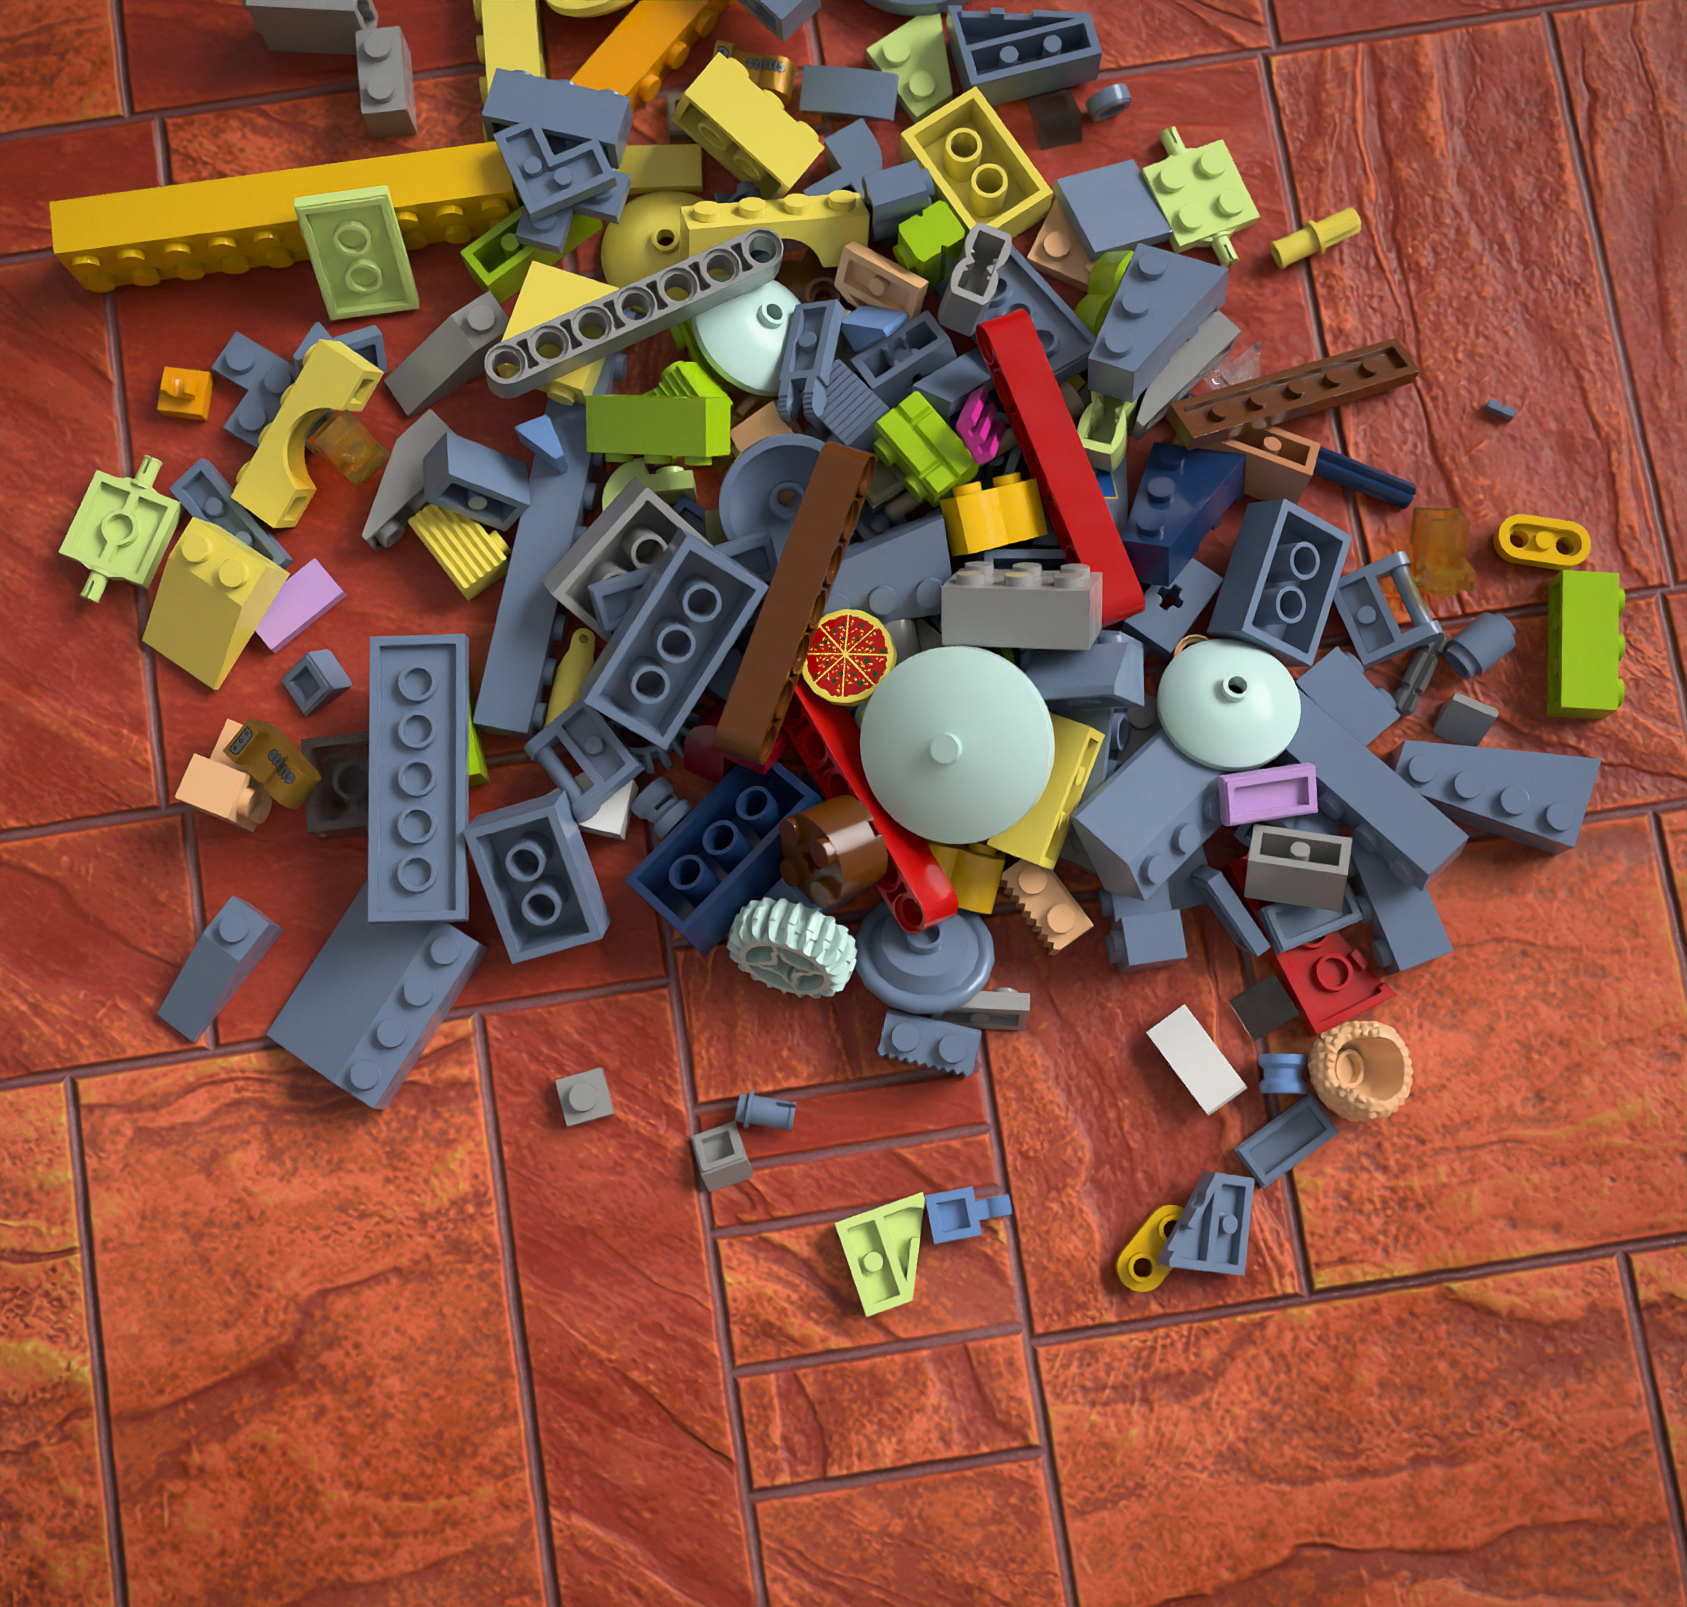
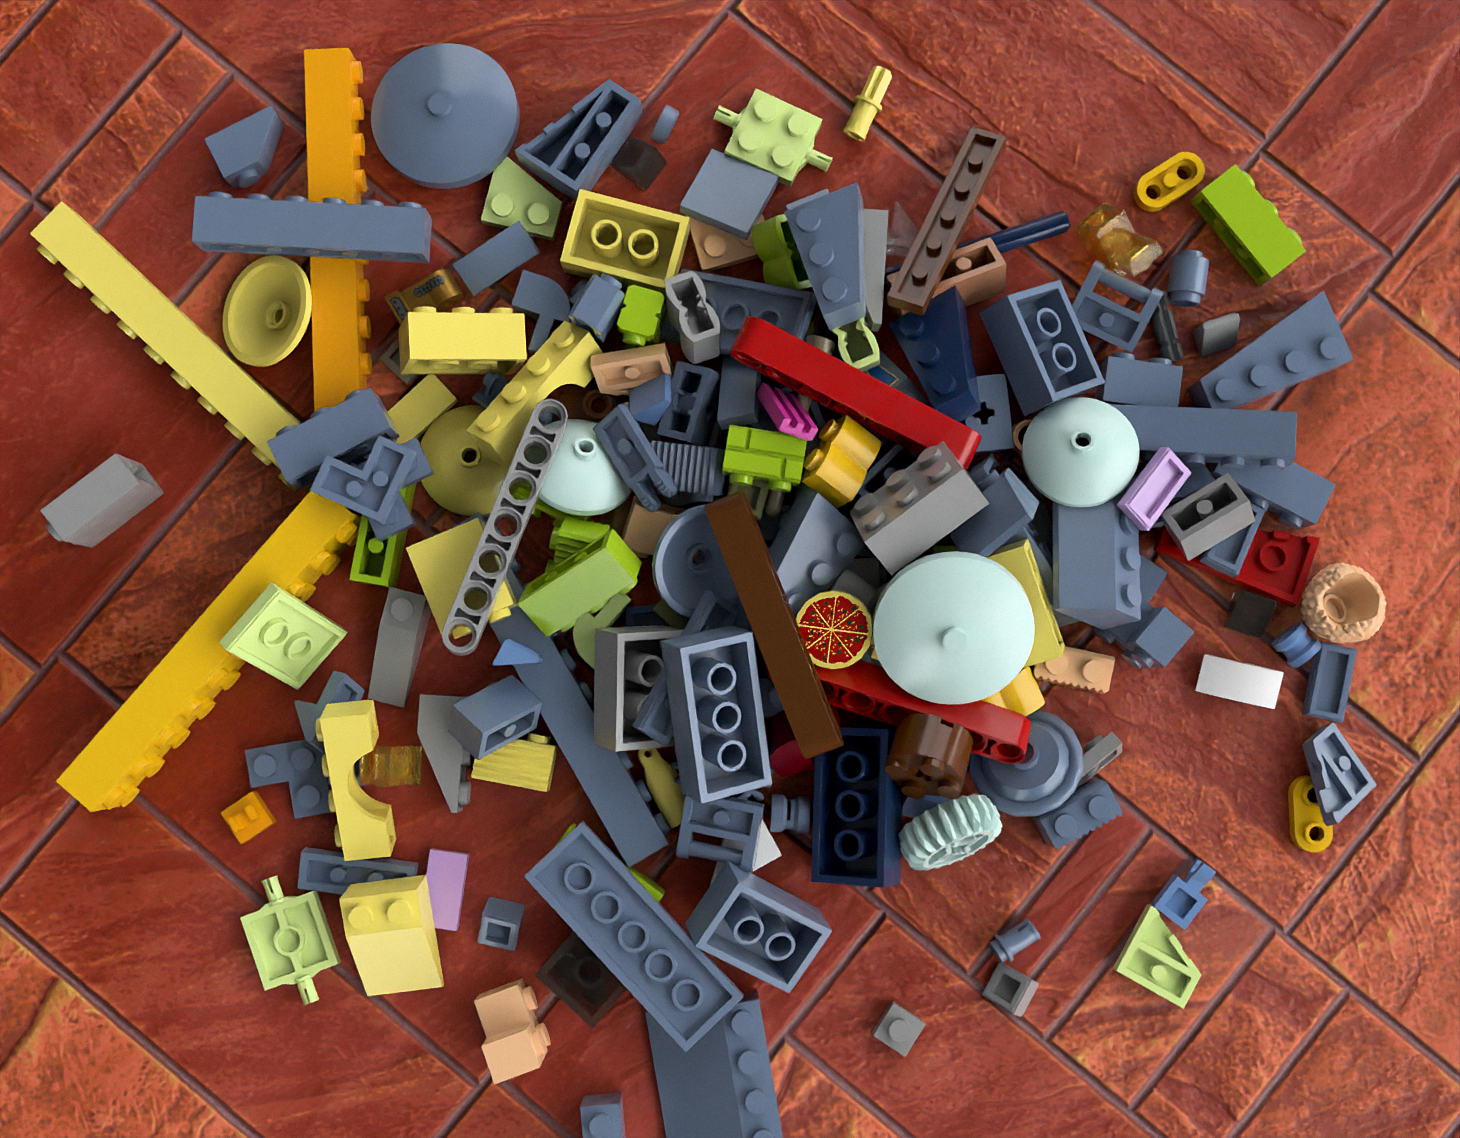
camera: 50 degrees left, 5 degrees up
(273, 762) = (535, 1005): pearl gold leg -> none
(386, 82) = (192, 506): light grey brick -> none
(1229, 910) = (1183, 575): sand blue tile -> none
(1494, 408) = (1067, 119): sand blue piece -> none

